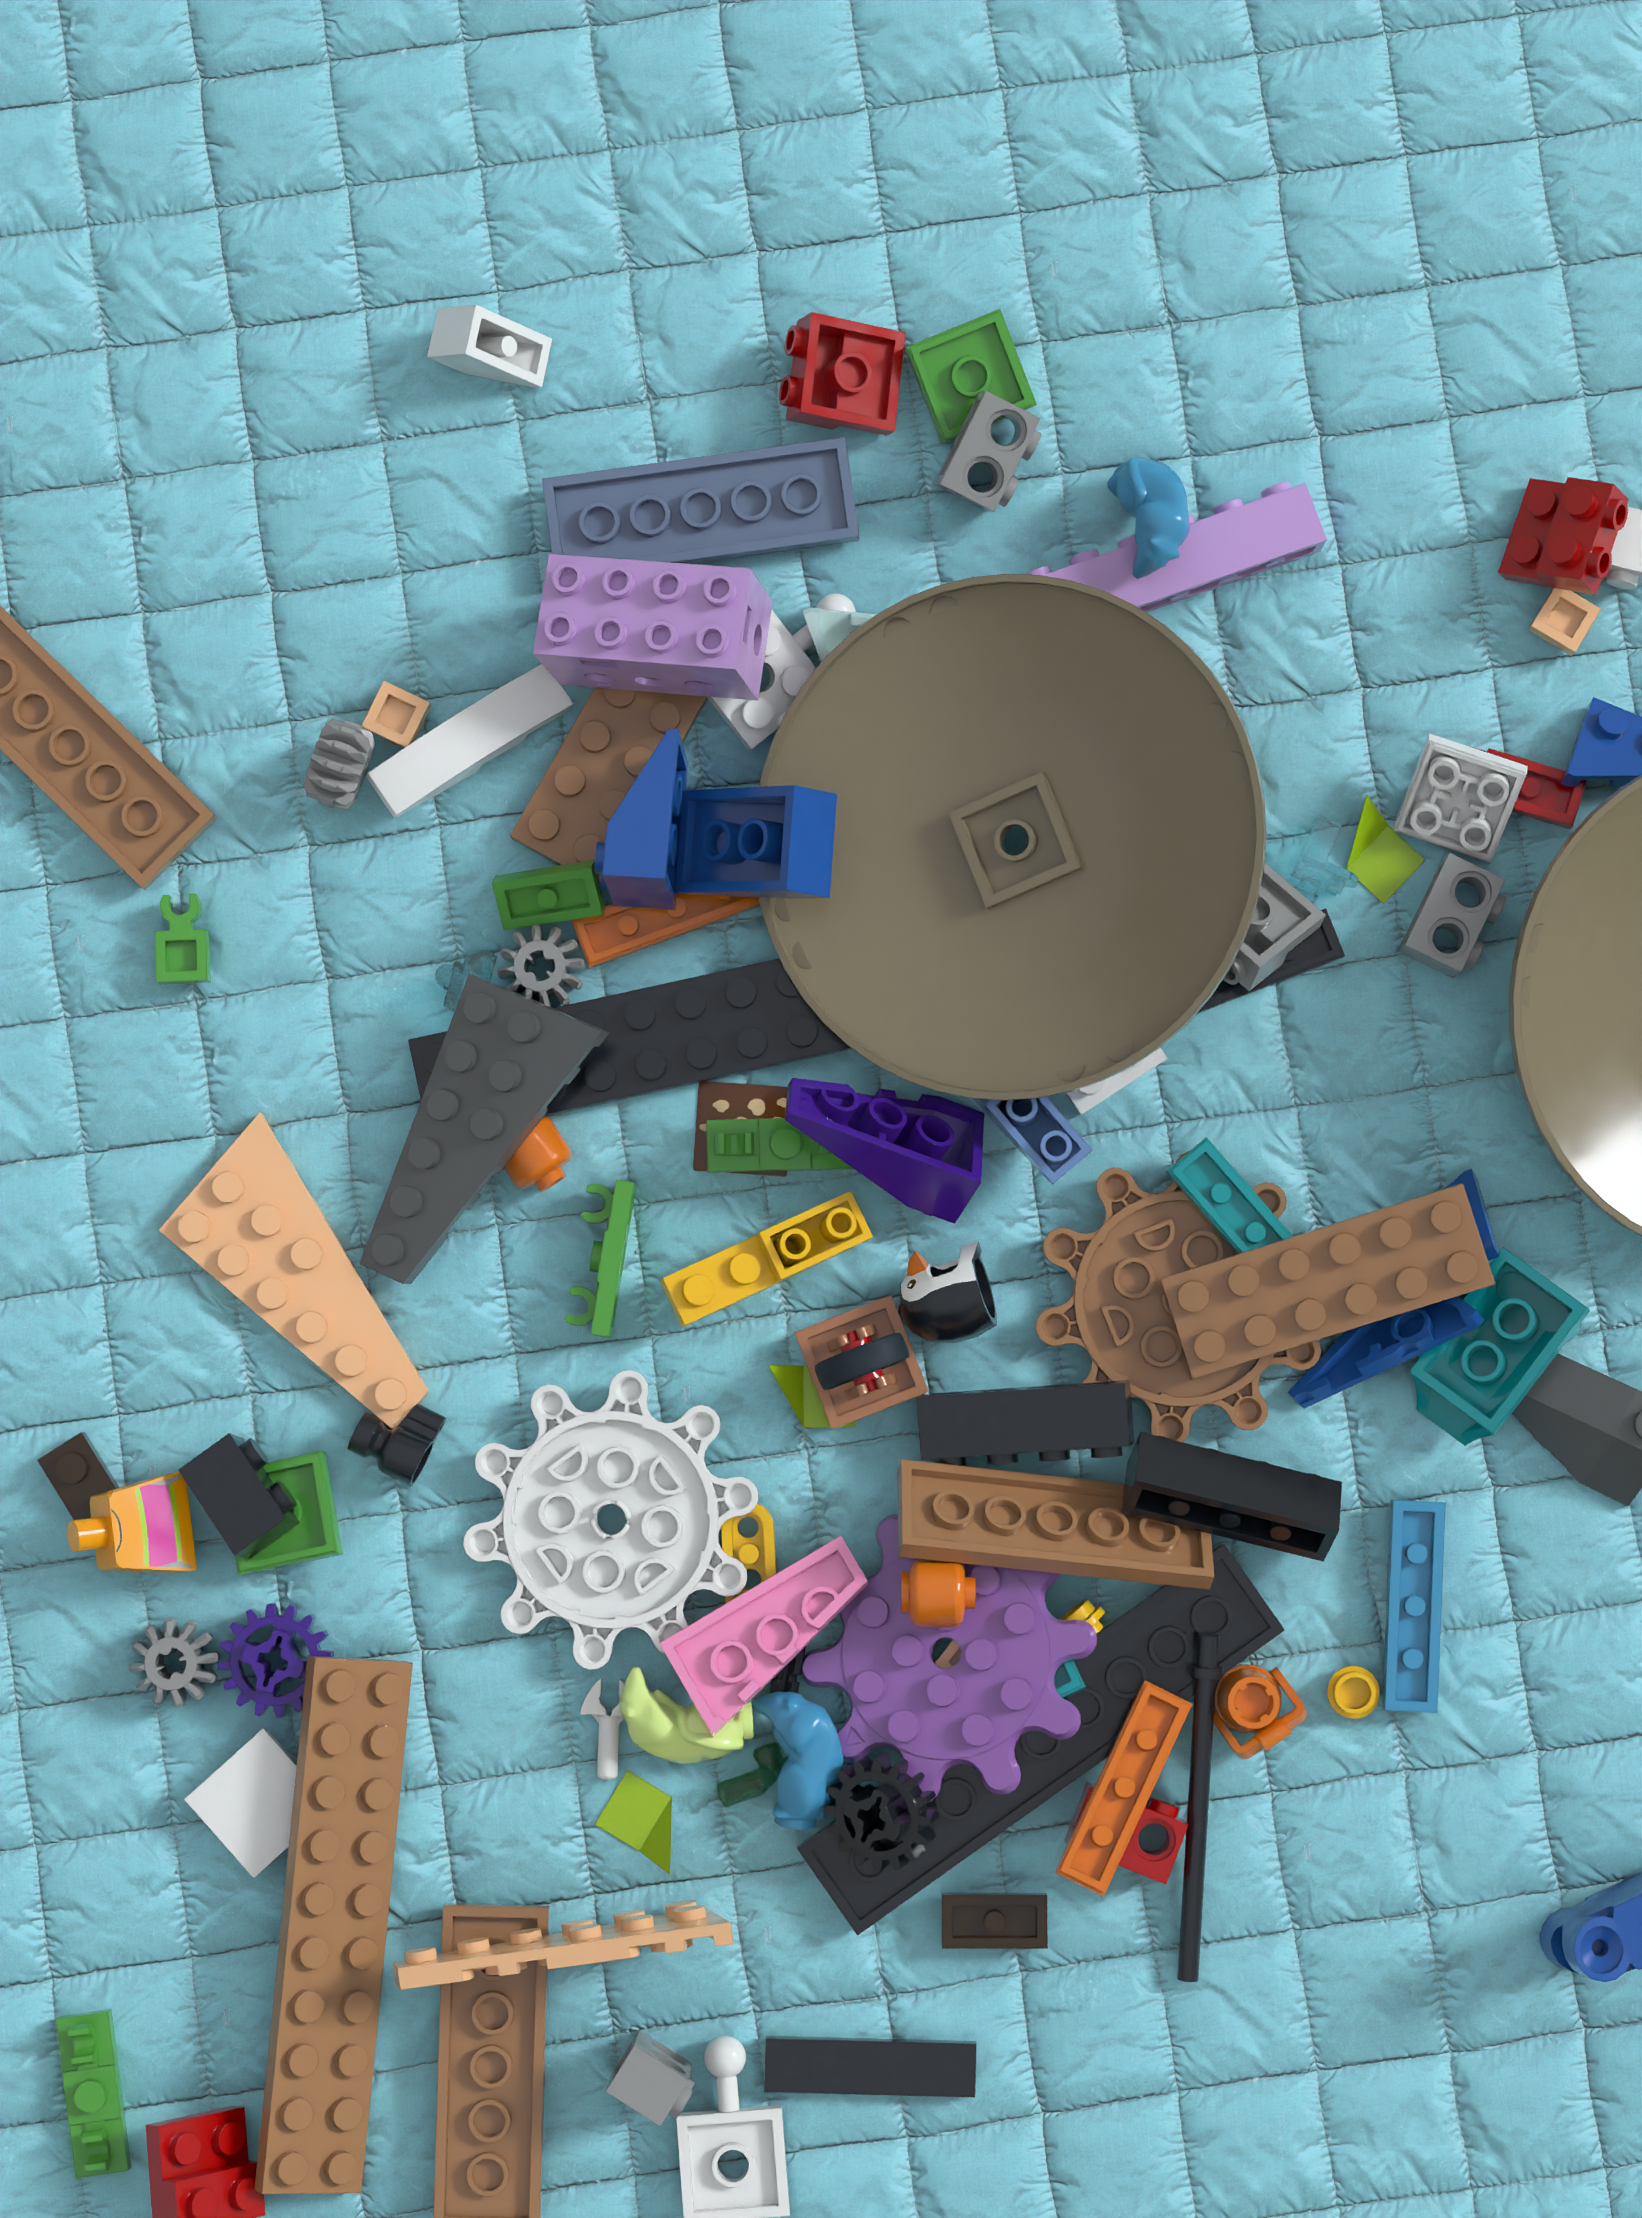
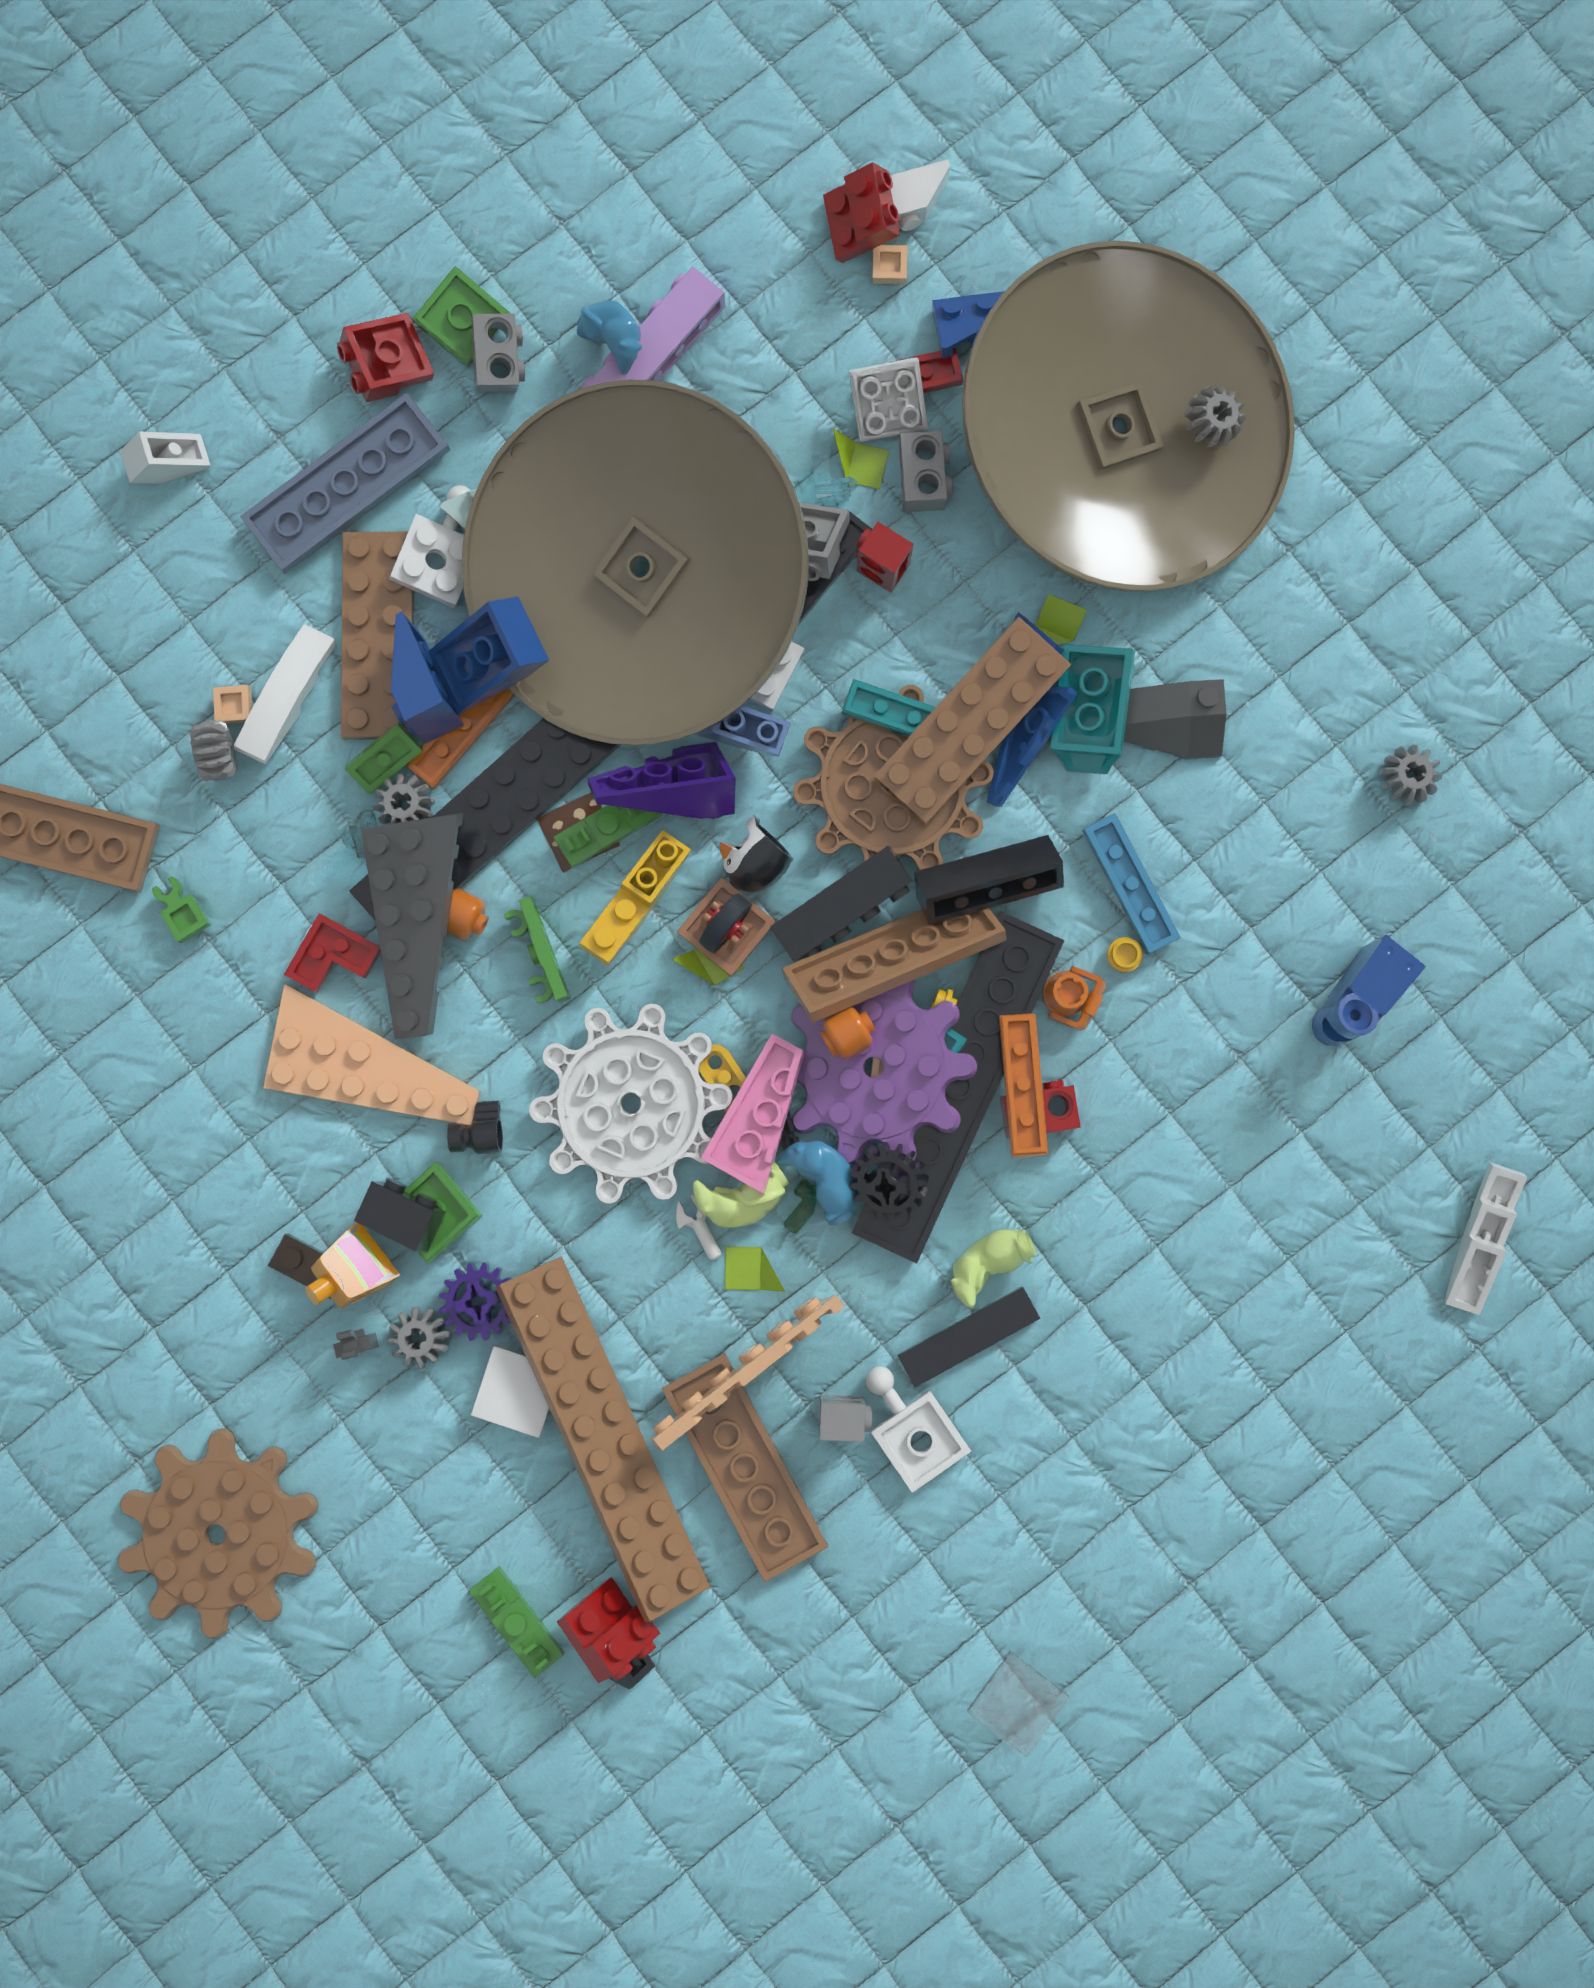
camera: 30 degrees left, 0 degrees up
(90, 1623) = (353, 1343): none -> dark grey plate
(345, 1094) = (330, 944): none -> red plate
(653, 623) = (352, 555): lavender piece -> none
(958, 1979) = (992, 1254): none -> yellowish green animal
(994, 1921) = (992, 1208): dark brown plate -> none
(1205, 1674) = (1033, 992): black bar -> none
(1335, 1000) = (883, 556): none -> red brick
(1519, 1210) = (1060, 619): none -> lime sticker

